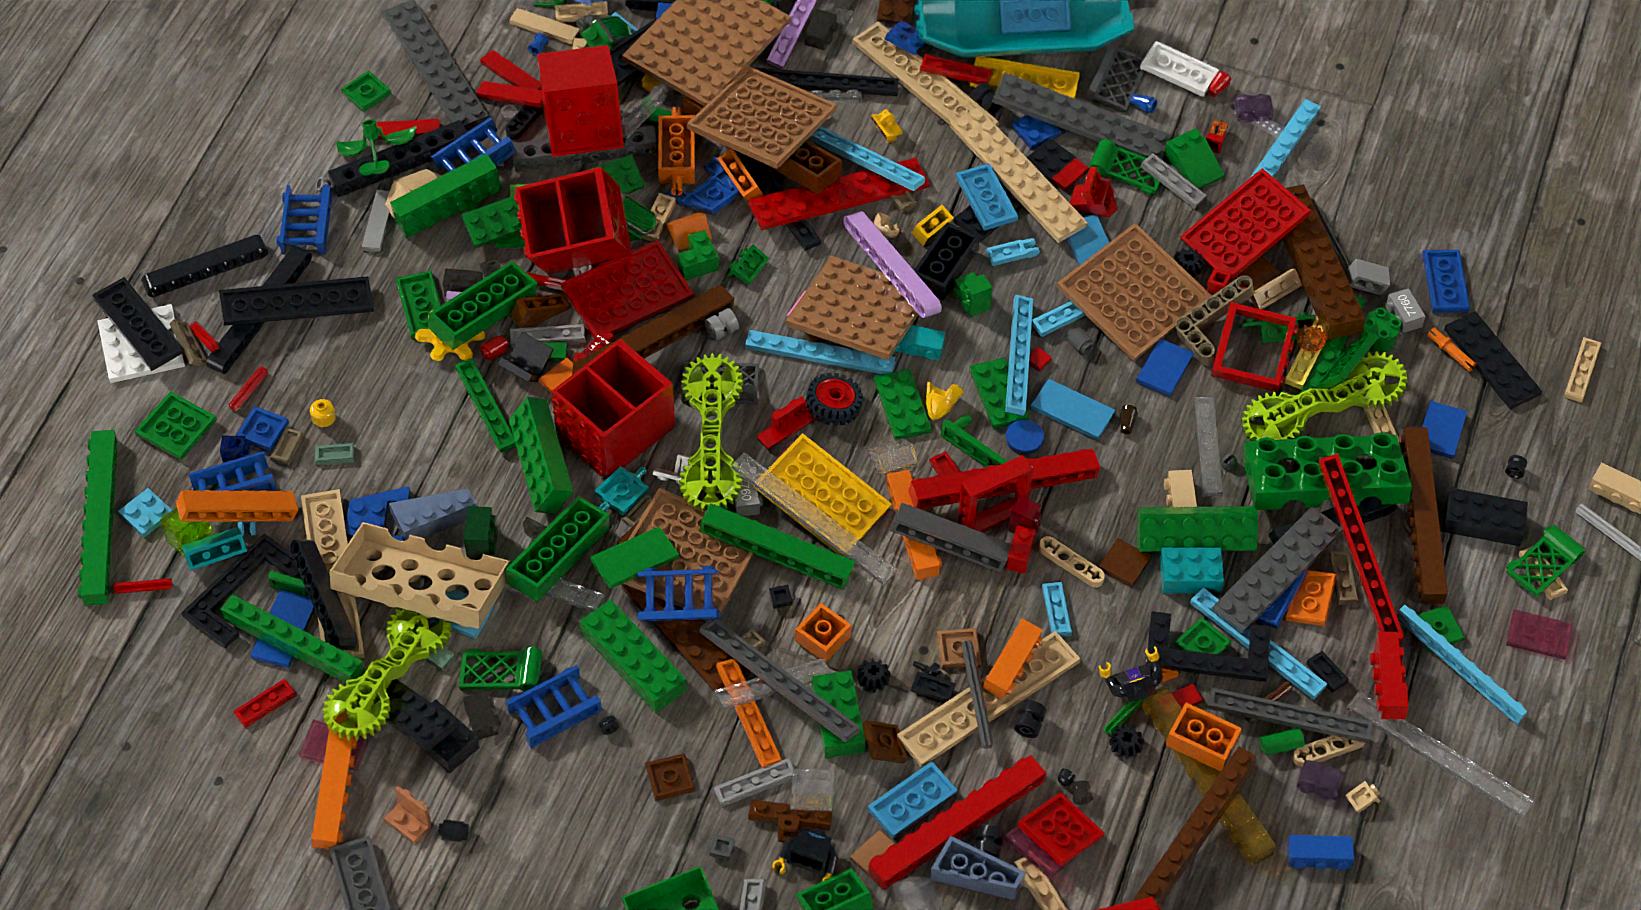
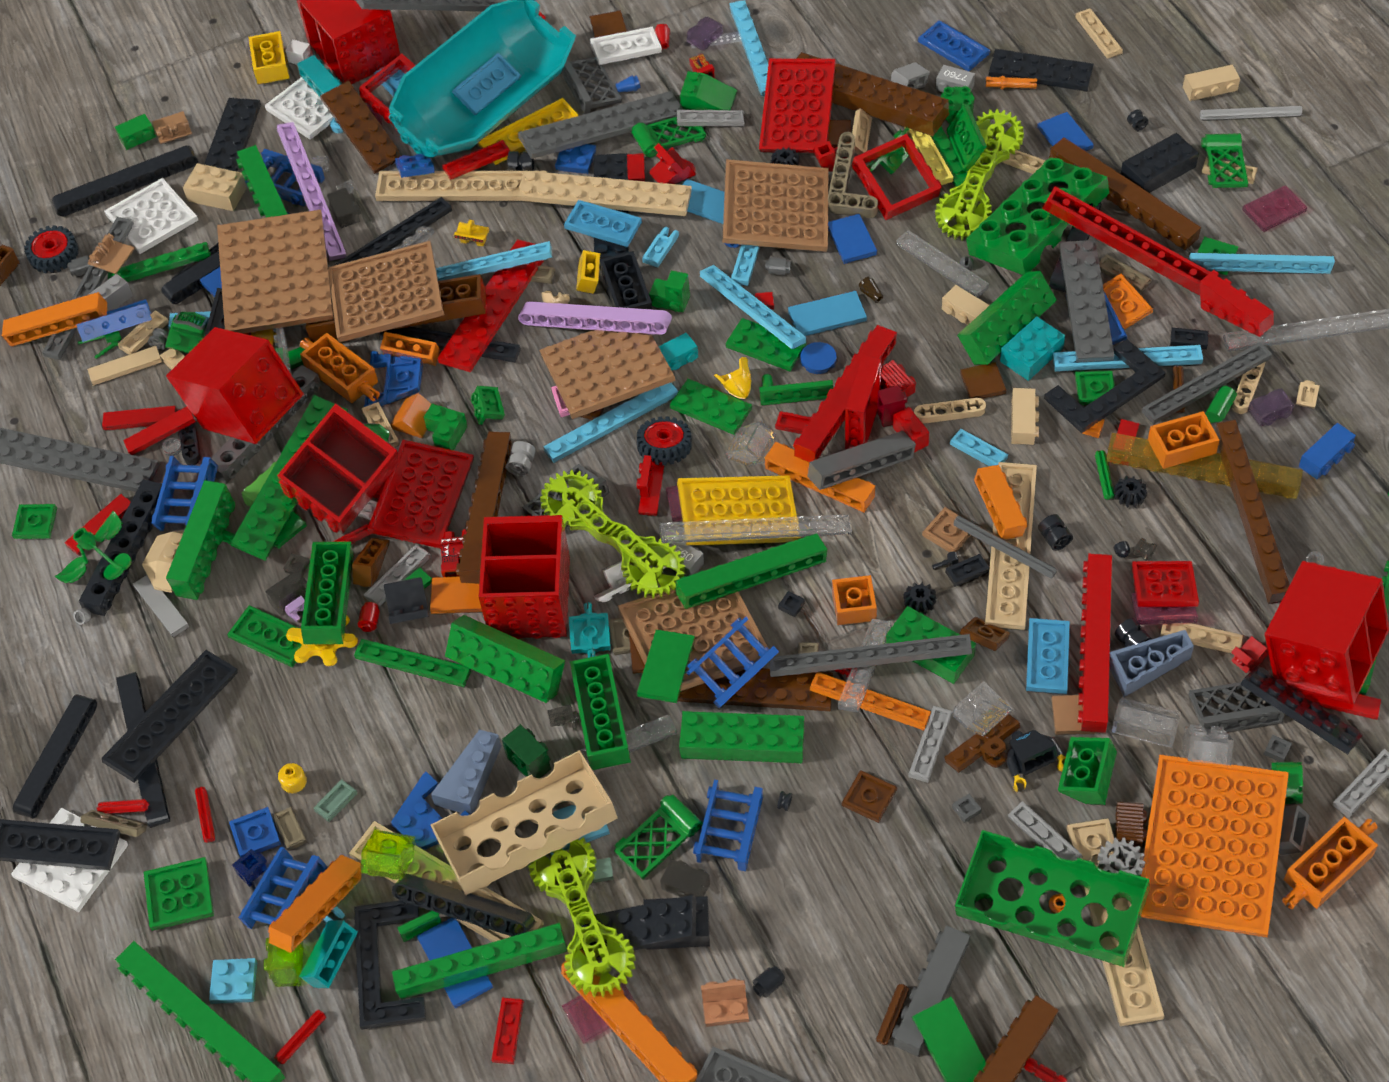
camera: 40 degrees left, 0 degrees up
(314, 516) = (387, 854): none -> clear neon green brick
(321, 227) = (108, 635): blue fence -> none
(538, 44) = (137, 383): blue bush -> none
(1057, 503) = (895, 375): none -> red brick
(1119, 614) = (1024, 416): none -> tan brick
(1136, 682) = (1093, 446): black torso -> none
(1189, 40) = (607, 23): none -> reddish brown tile
(1304, 340) = (927, 147): clear orange gear -> none

